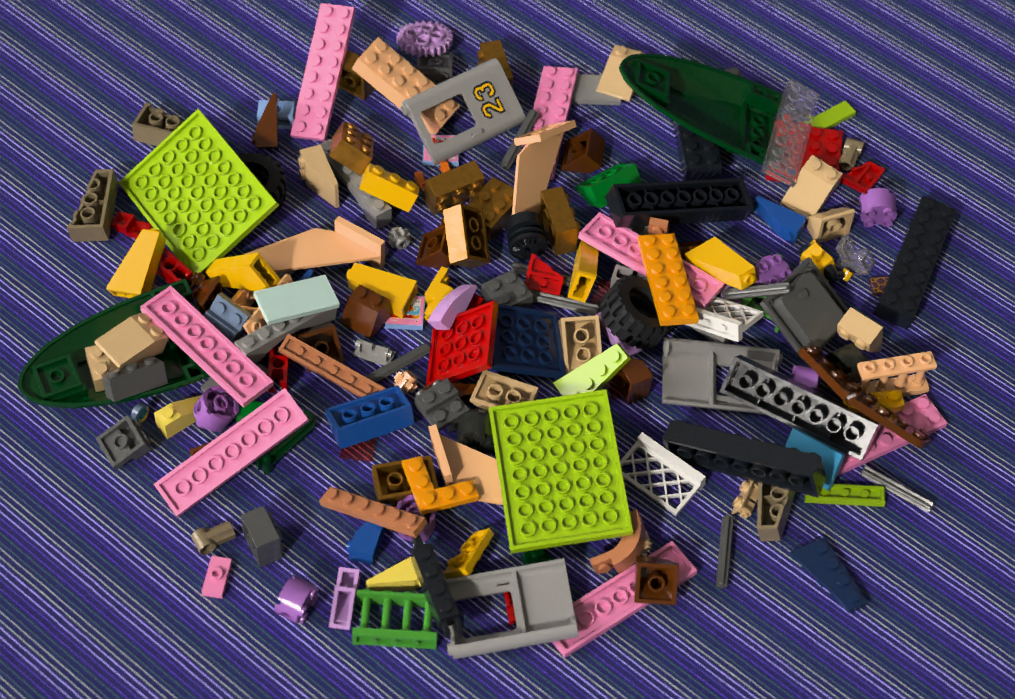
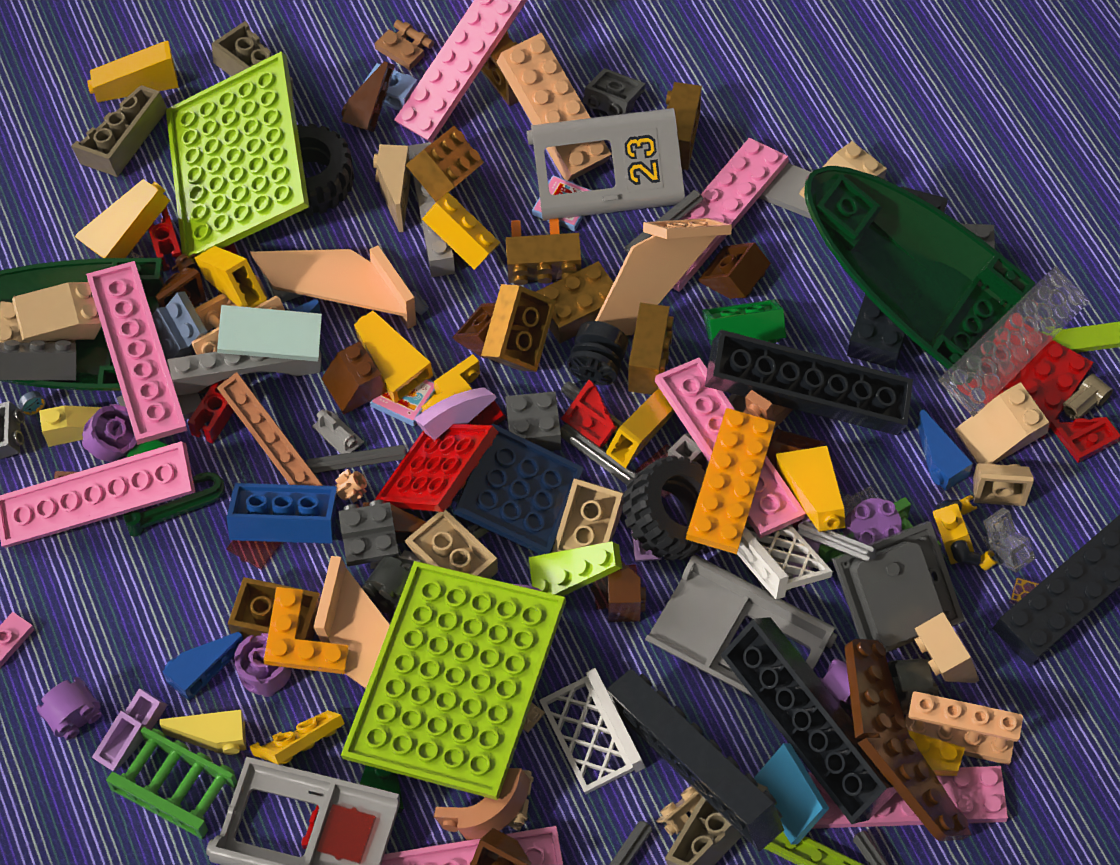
camera: 30 degrees right, 5 degrees up
(82, 164) = (148, 67): none -> yellow slope
(128, 225) = (150, 167): red slope -> none
(208, 539) = (19, 589): dark tan piece -> none
(262, 536) = (74, 613): dark grey brick -> none
(263, 87) = (401, 50): none -> medium nougat plate
(324, 339) = (281, 397): reddish brown slope -> none
(373, 512) = (214, 637): nougat plate -> none
(399, 238) = (446, 298): light grey gear -> none
(424, 38) = (621, 52): lavender gear -> none
(435, 587) = (227, 764): black hinge -> none
(540, 599) = (346, 834): none -> clear red piece
(878, 207) = (1077, 486): medium lavender brick -> none

